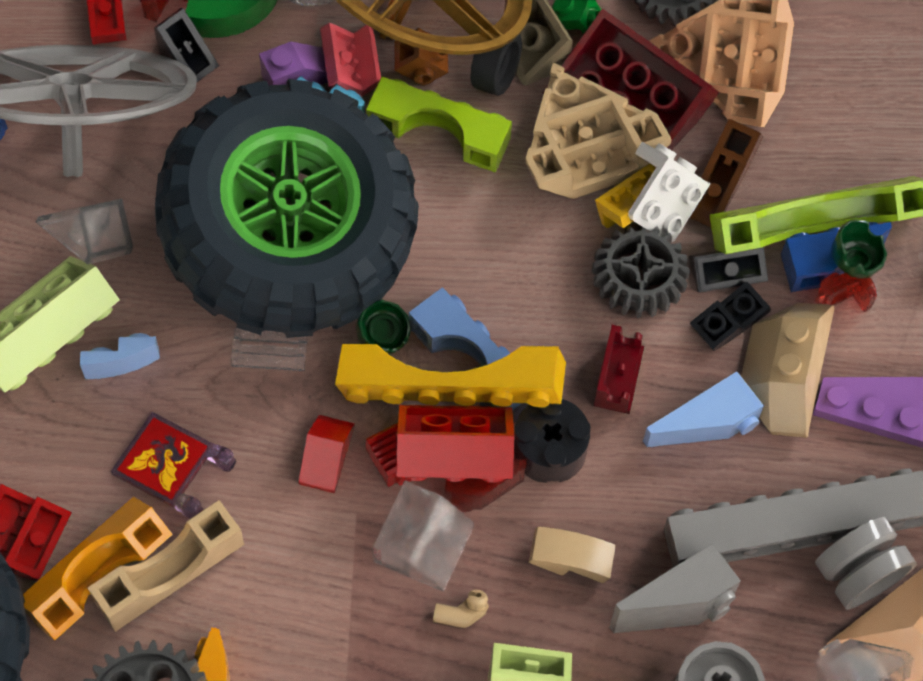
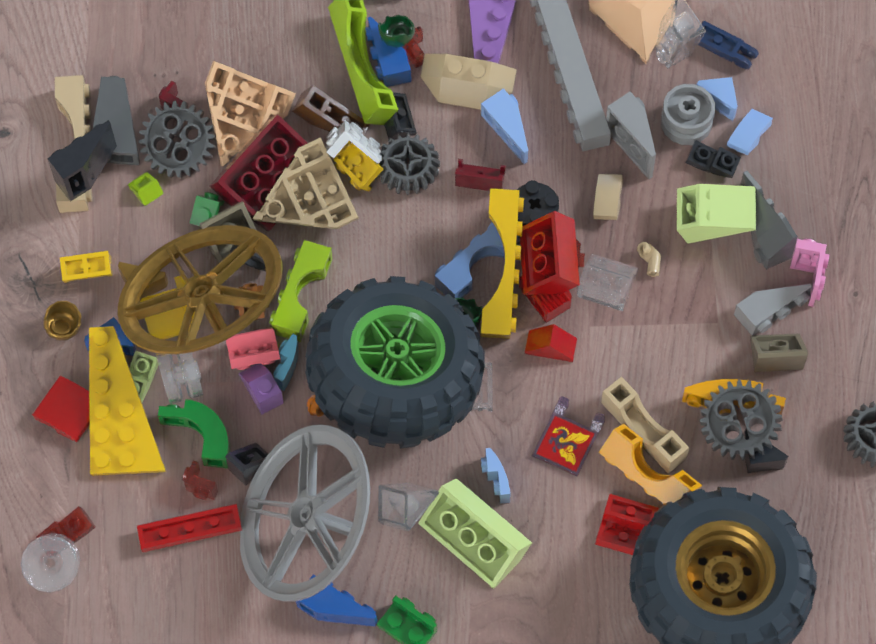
camera: 90 degrees left, 0 degrees up
(731, 317) = (434, 115): black slope -> none
(865, 562) = (602, 33): light grey wheel -> none

